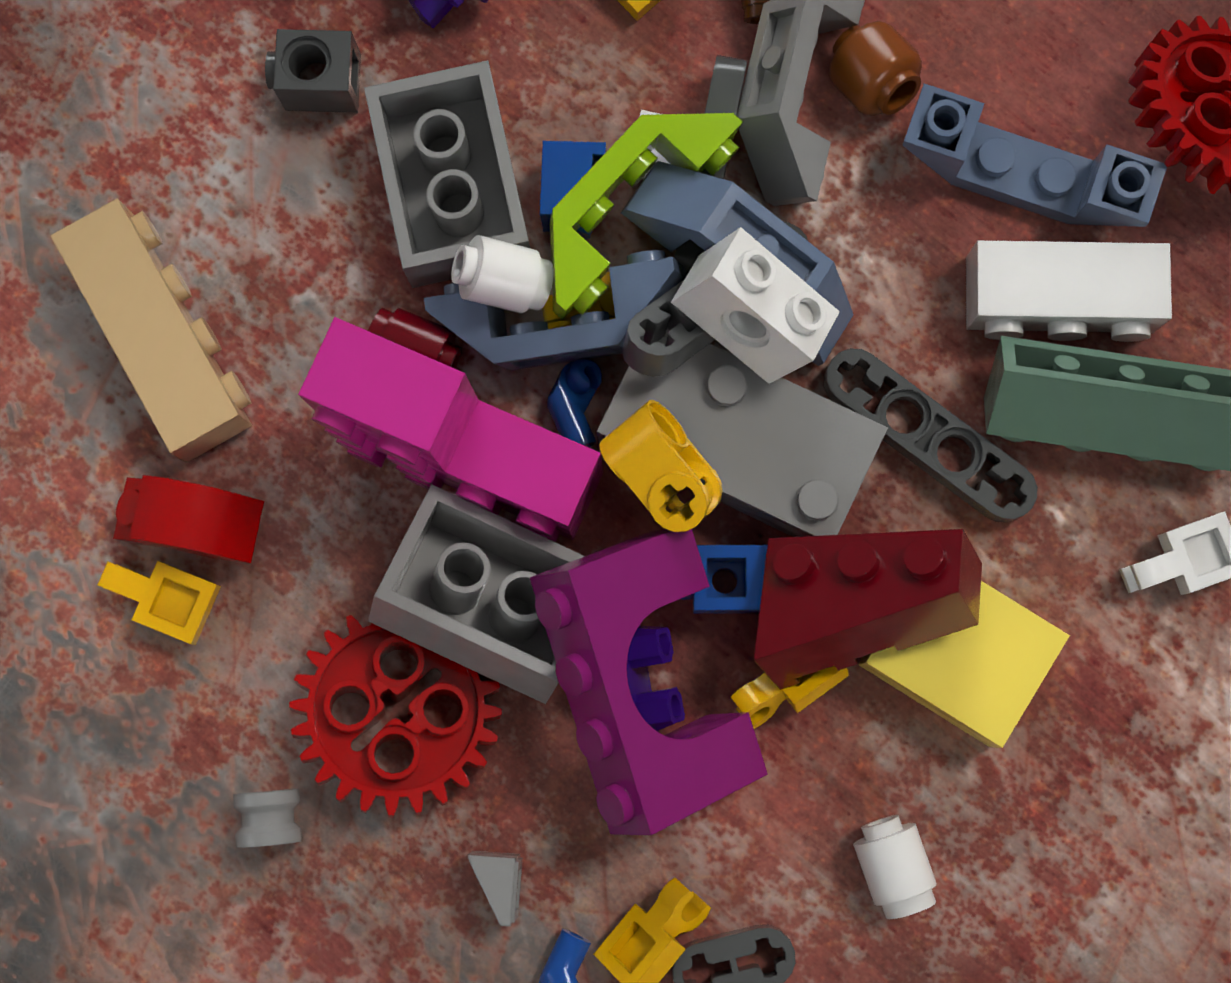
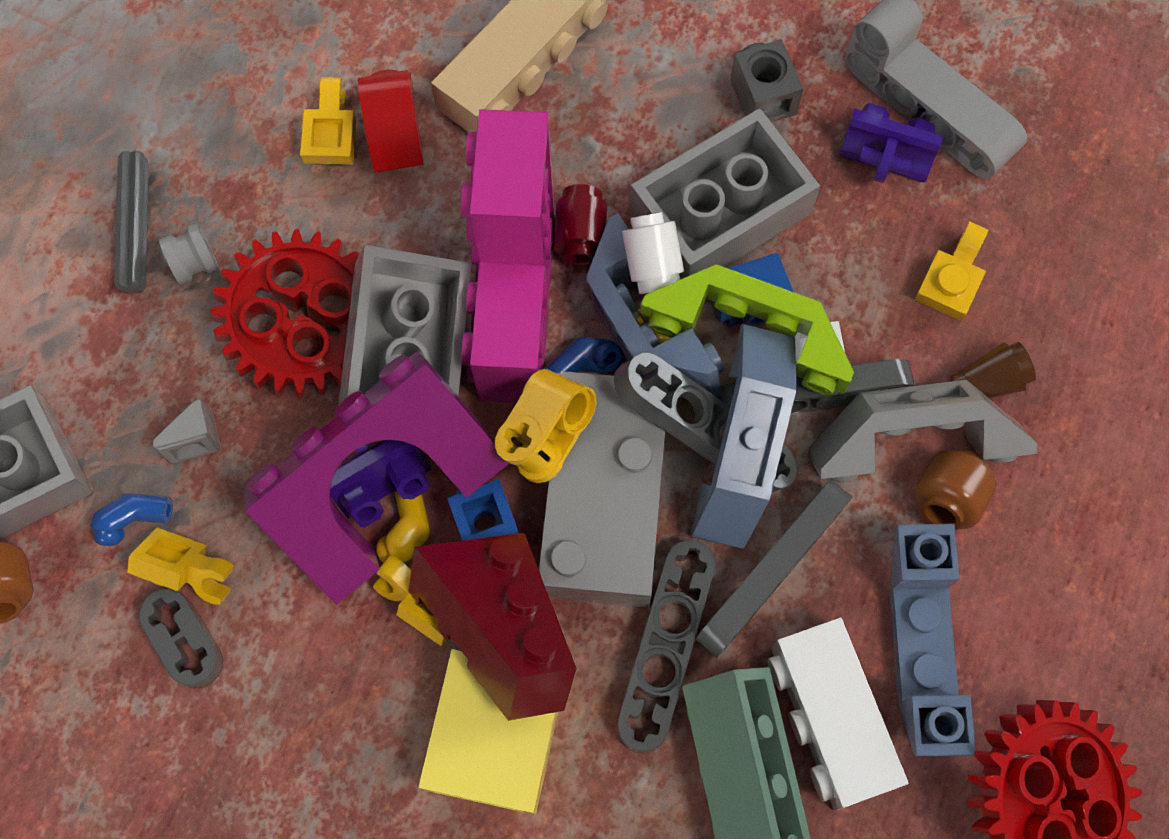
camera: 65 degrees right, 10 degrees down
(190, 877) = (131, 222): none -> dark grey axle
(707, 672) = (409, 531): none -> yellow arm
(755, 306) = (700, 443): white brick -> none
(891, 290) = (773, 568): none -> dark grey beam
(896, 867) = (296, 740): white brick -> none

